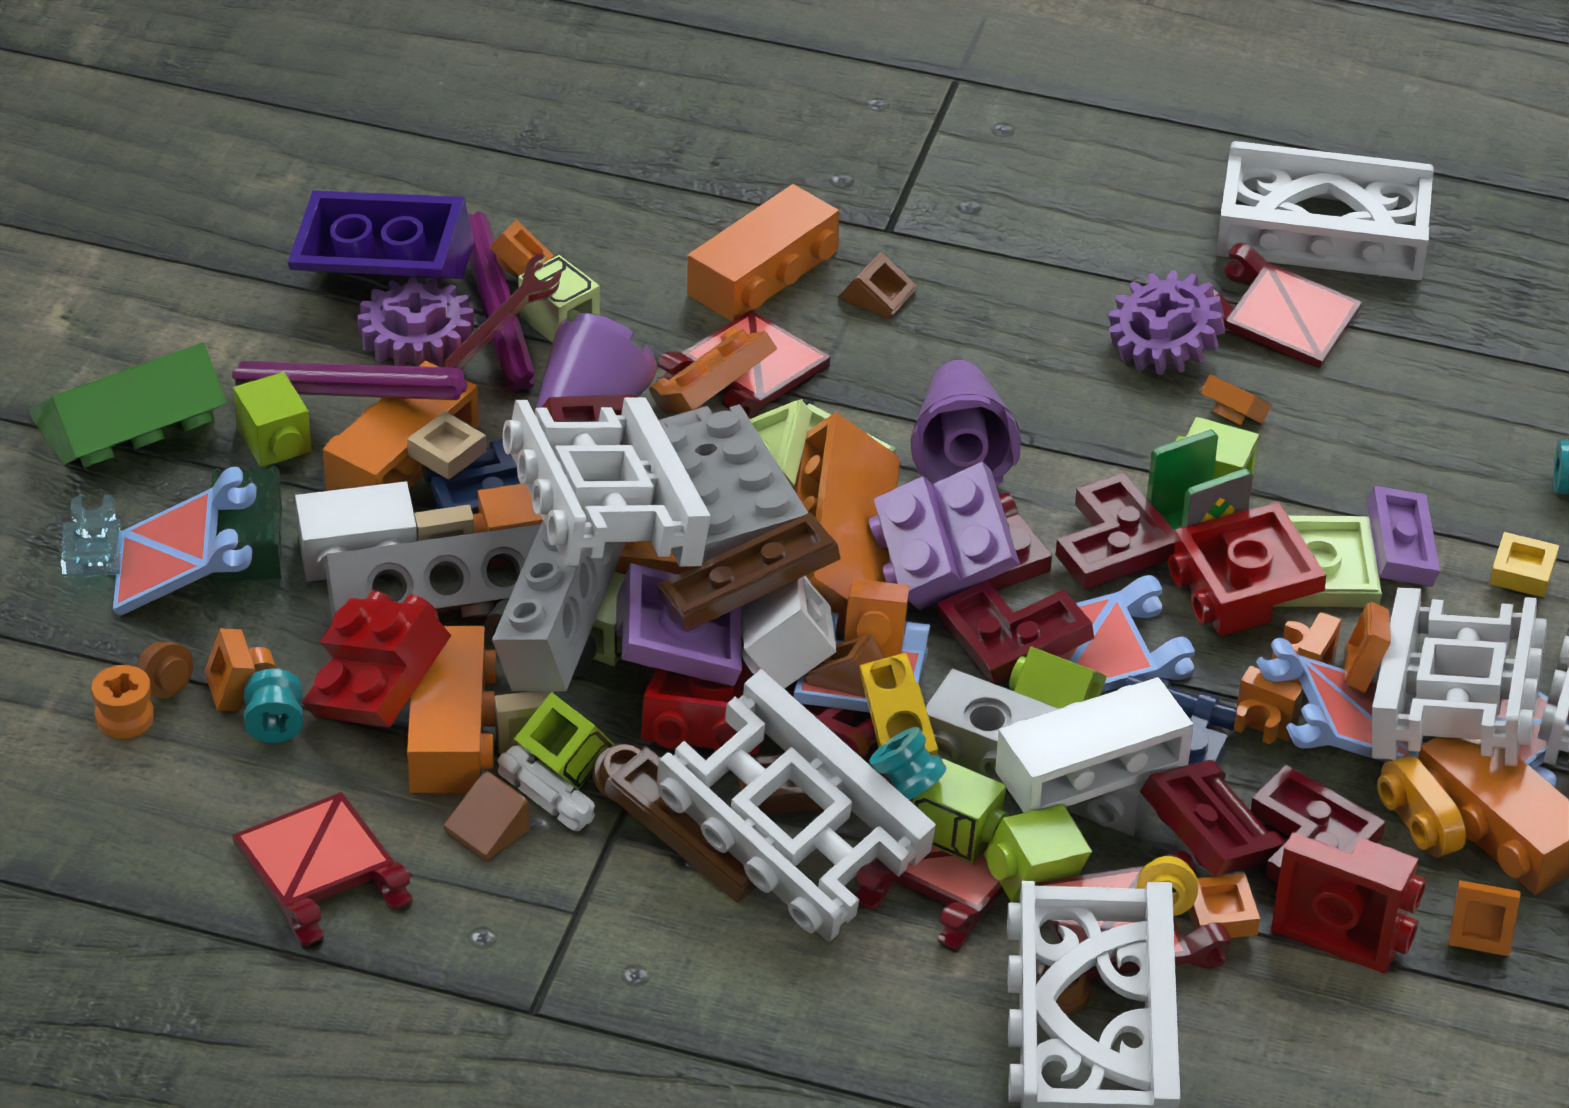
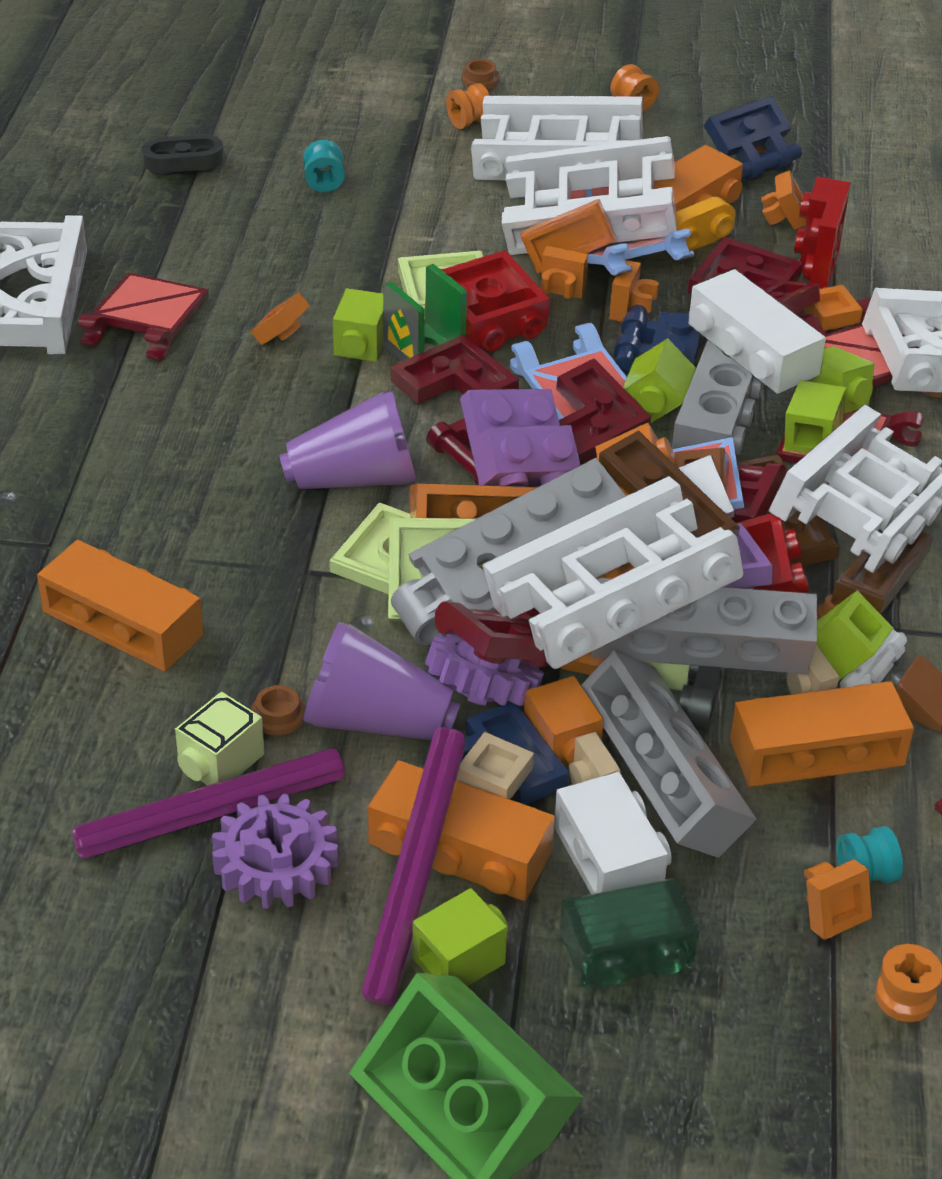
camera: 100 degrees left, 0 degrees up
(91, 541) = (692, 1063): clear light blue plate -> none
(167, 666) = (852, 956): dark orange plate -> none
(182, 545) = (694, 977): flag -> none
(377, 658) = (812, 768): red plate -> none
(383, 235) = (180, 878): dark purple slope -> none
(516, 248) = (148, 781): orange plate -> none
(529, 292) = (323, 745): dark red flag -> none
(712, 371) = (338, 585): orange plate -> none
(767, 380) = (273, 609): flag -> none
(879, 287) = (144, 540): dark orange slope -> none
(895, 700) = (756, 429): yellow leg -> none
(908, 763) = (826, 418): teal wheel -> none
(1166, 322) = (170, 350): medium lavender gear -> none
(1178, 873) = (848, 313): yellow plate -> none
(1403, 536) = (419, 240): medium lavender plate -> none
(1524, 564) = (432, 191): yellow plate -> none

